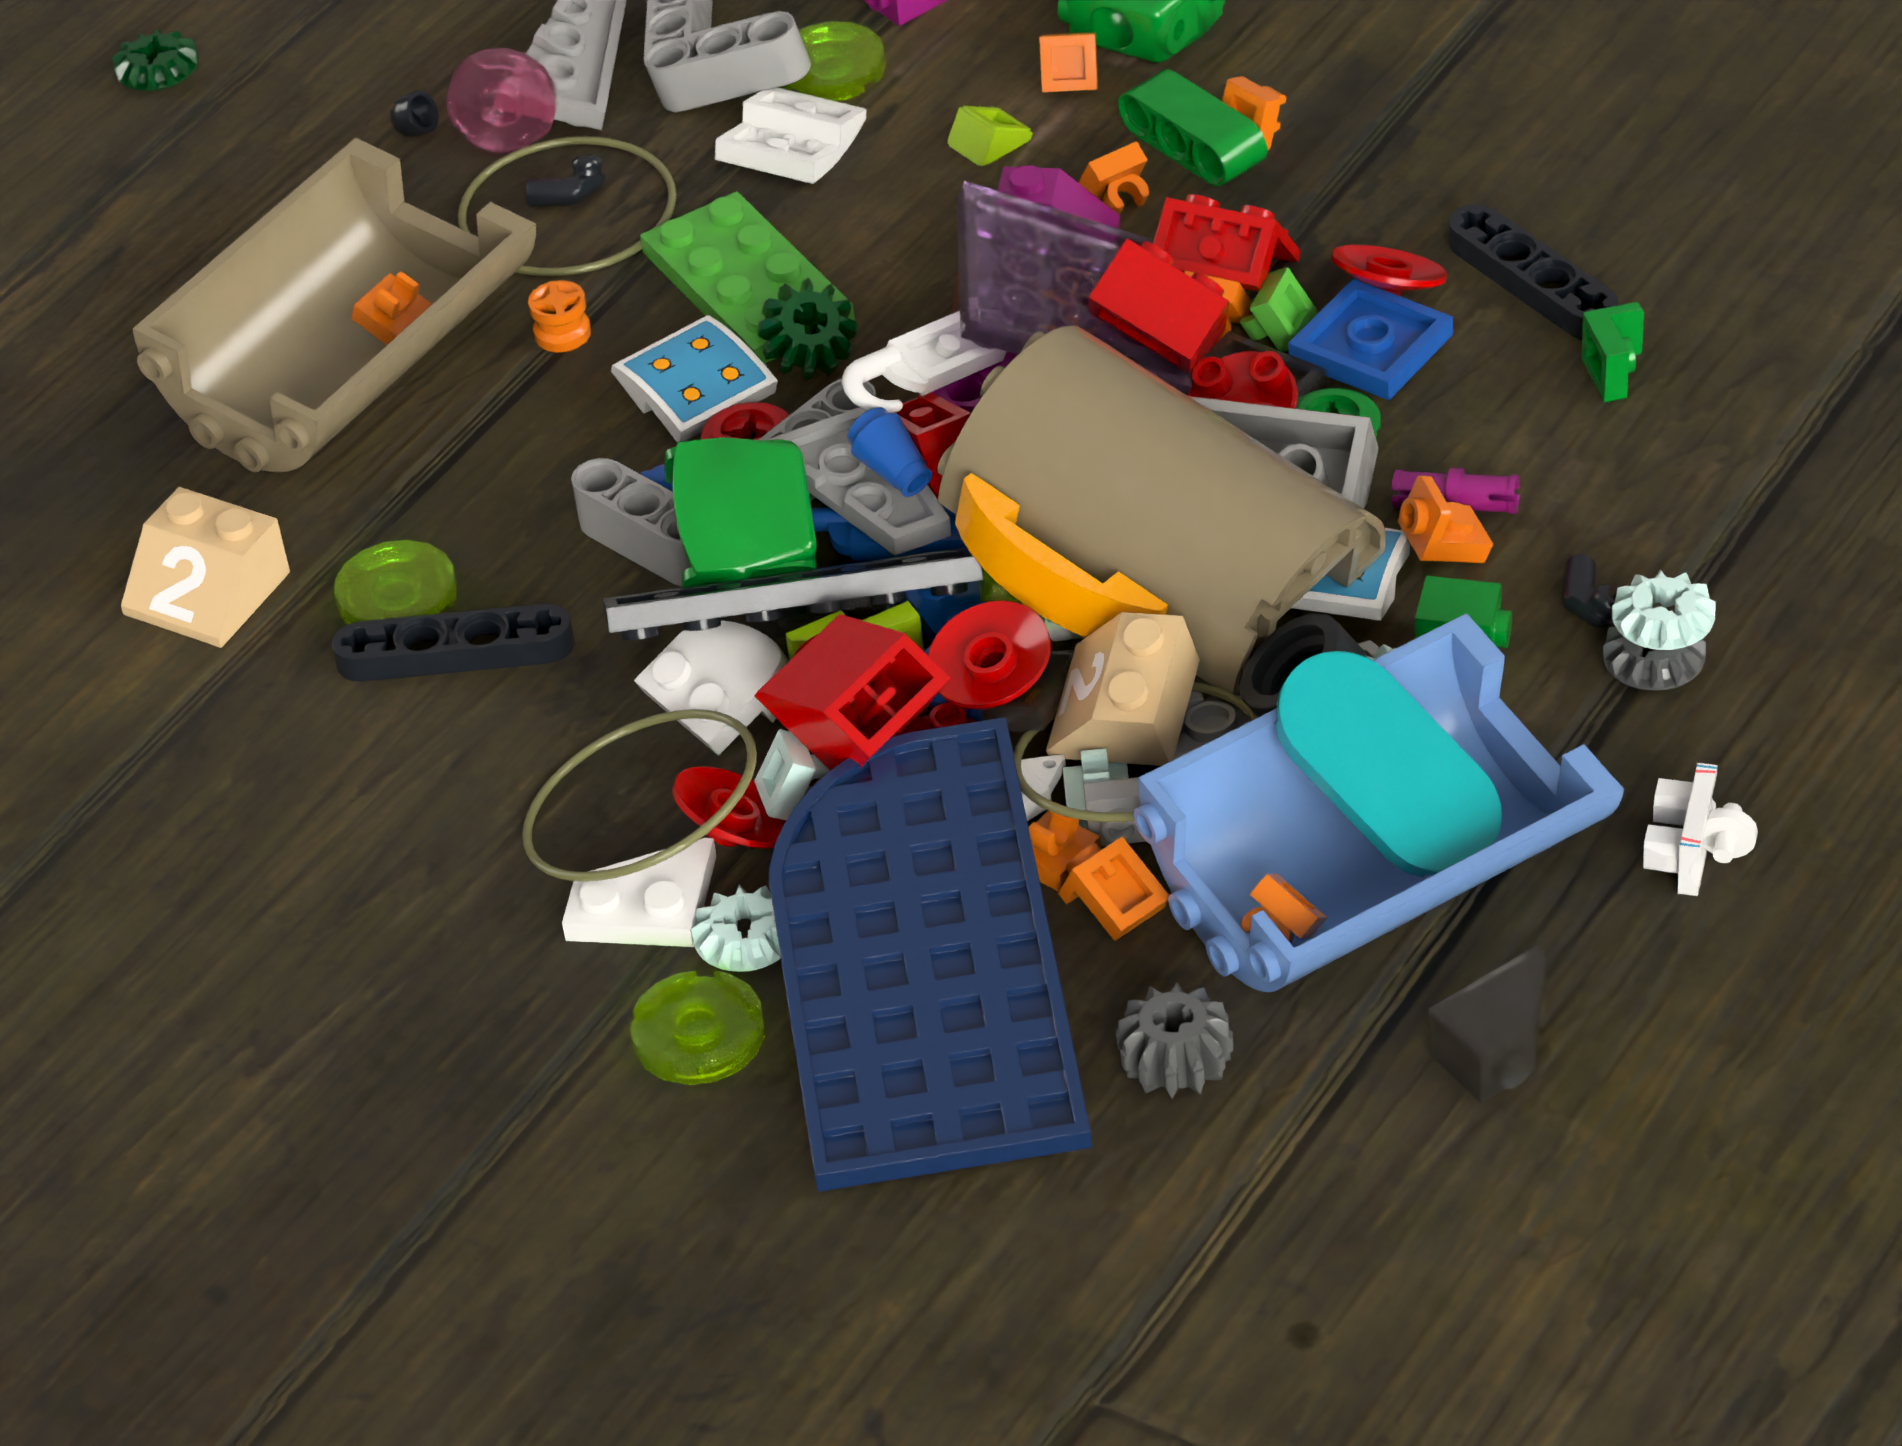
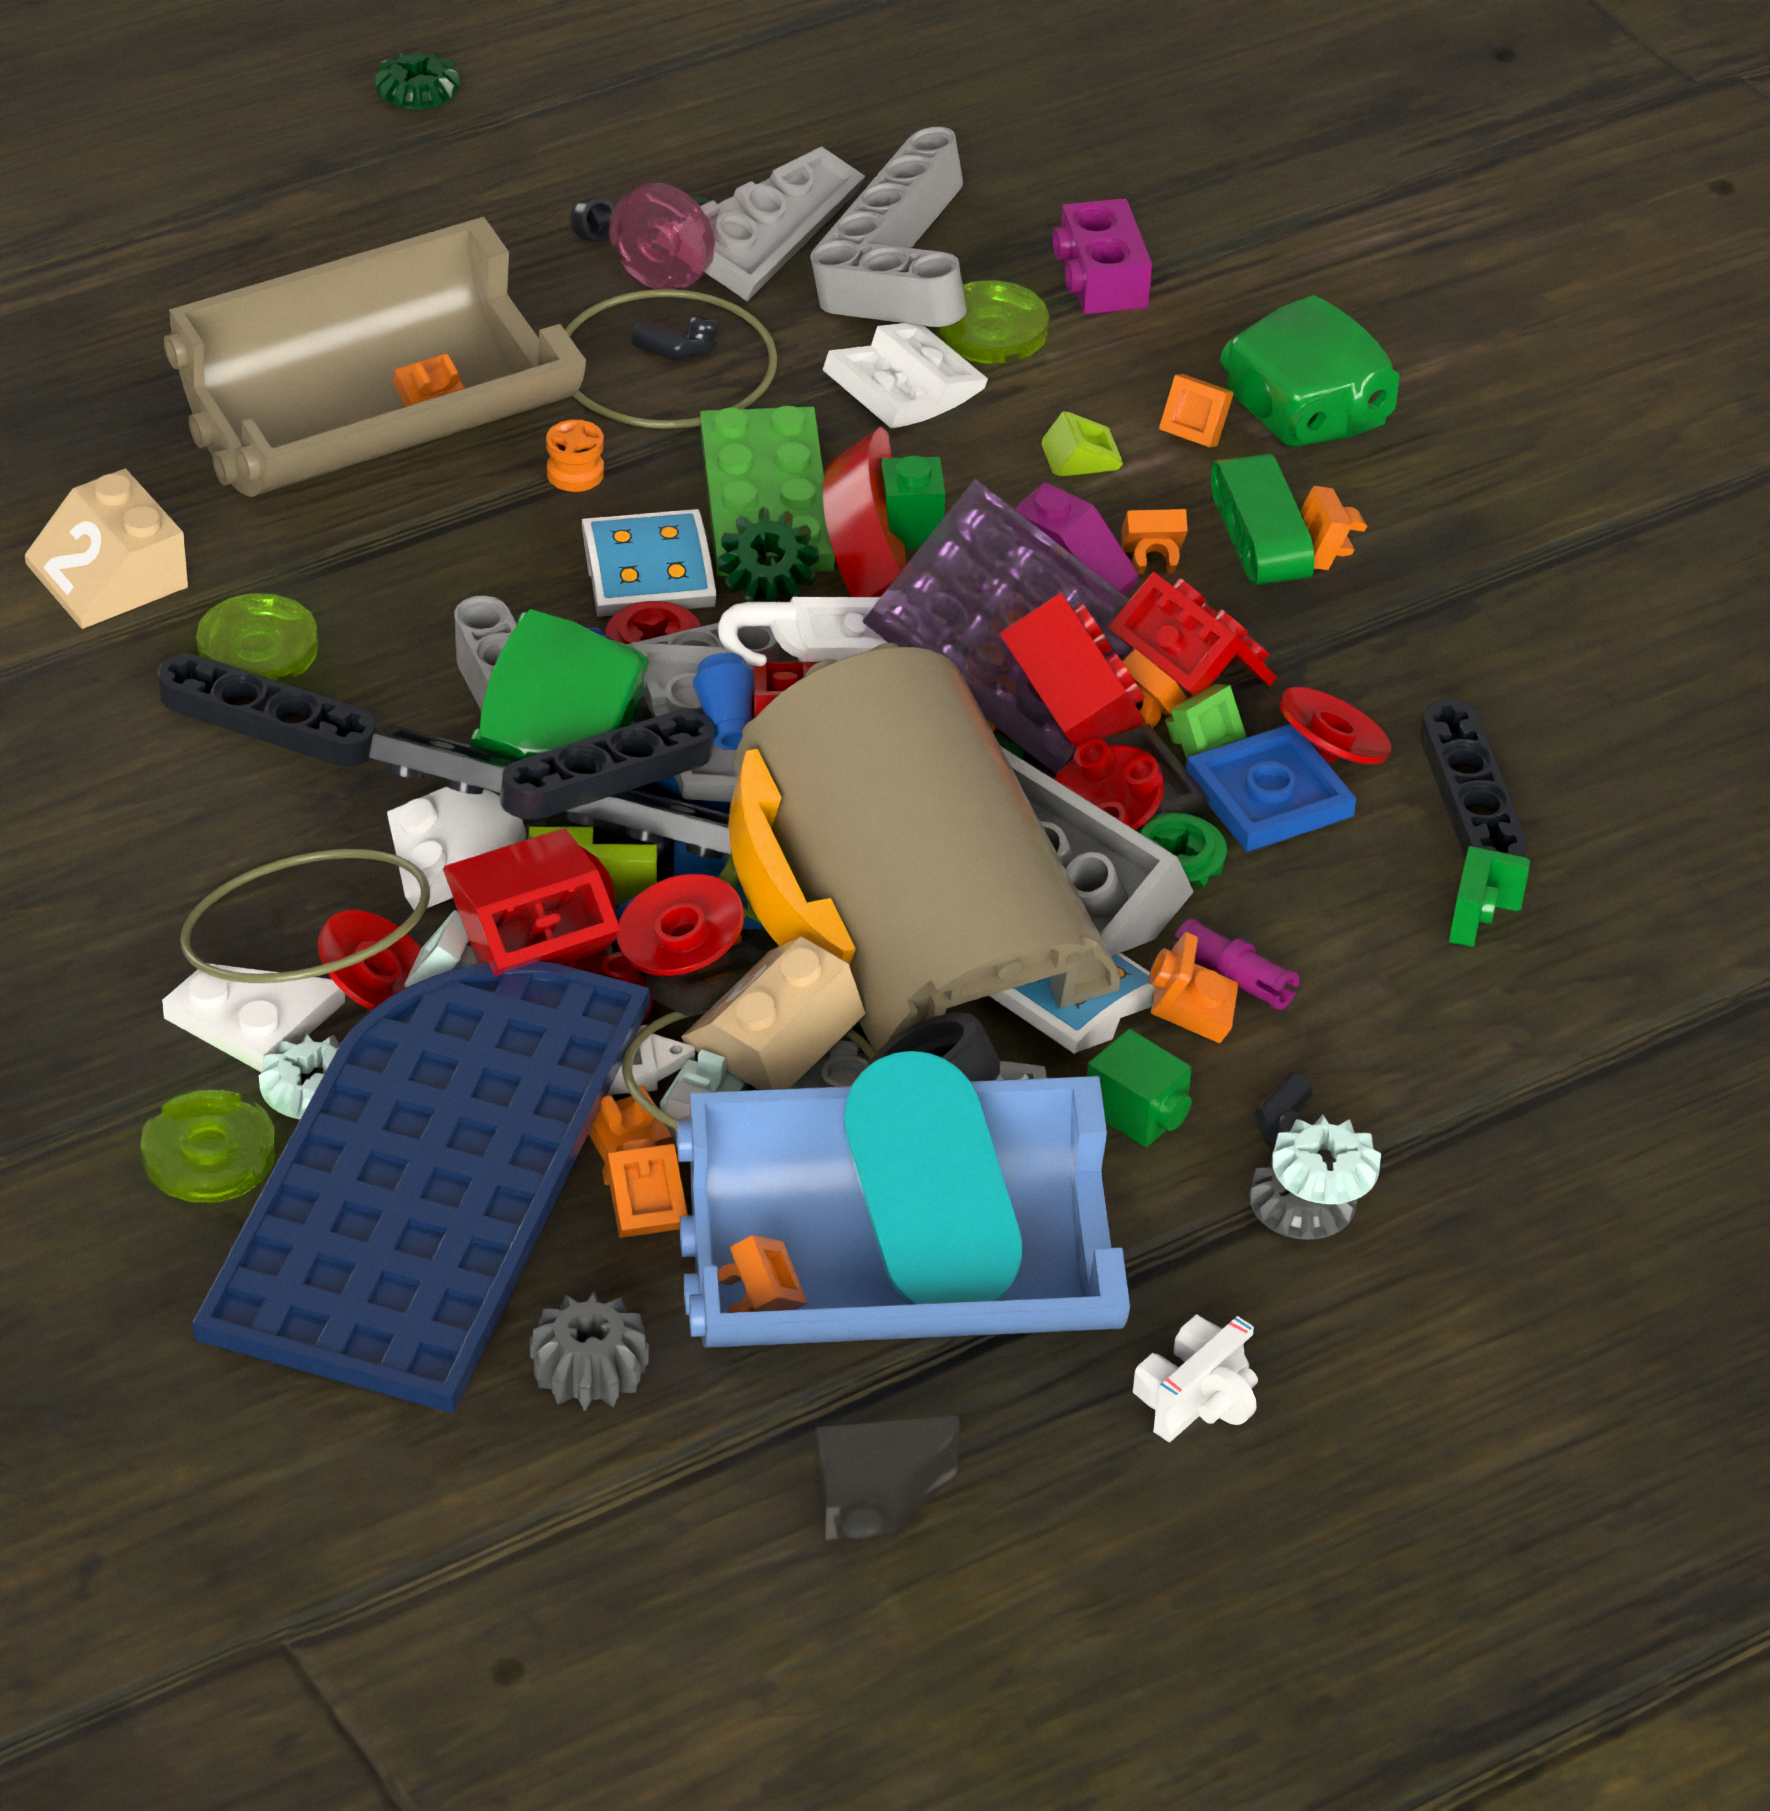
camera: 20 degrees right, 0 degrees up
(832, 547) = (549, 785): none -> black beam
(859, 264) = (858, 519): none -> red slope
(890, 234) = (913, 497): none -> green brick

